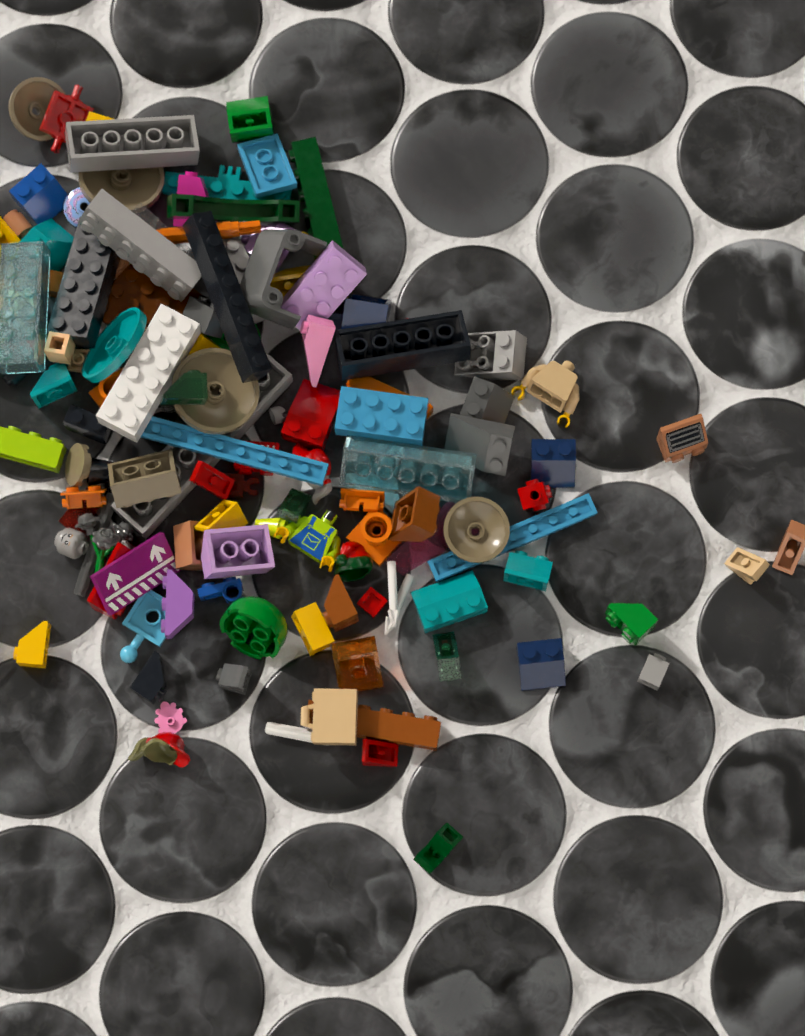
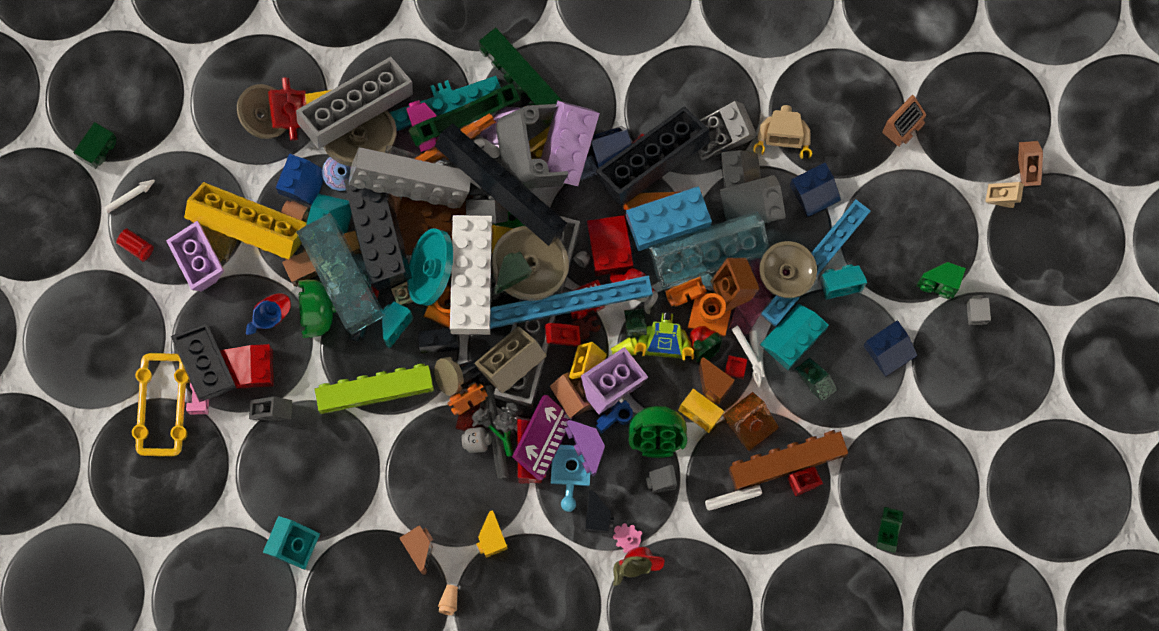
camera: 30 degrees left, 0 degrees up
(59, 348) = (386, 291): light nougat brick -> none
(249, 119) = (435, 38): green slope -> none
(267, 166) = (469, 68): dark azure plate -> none
(317, 337) = (585, 183): bright pink slope -> none
(333, 716) = (757, 469): tan piece -> none
(526, 495) = (809, 224): red brick -> none

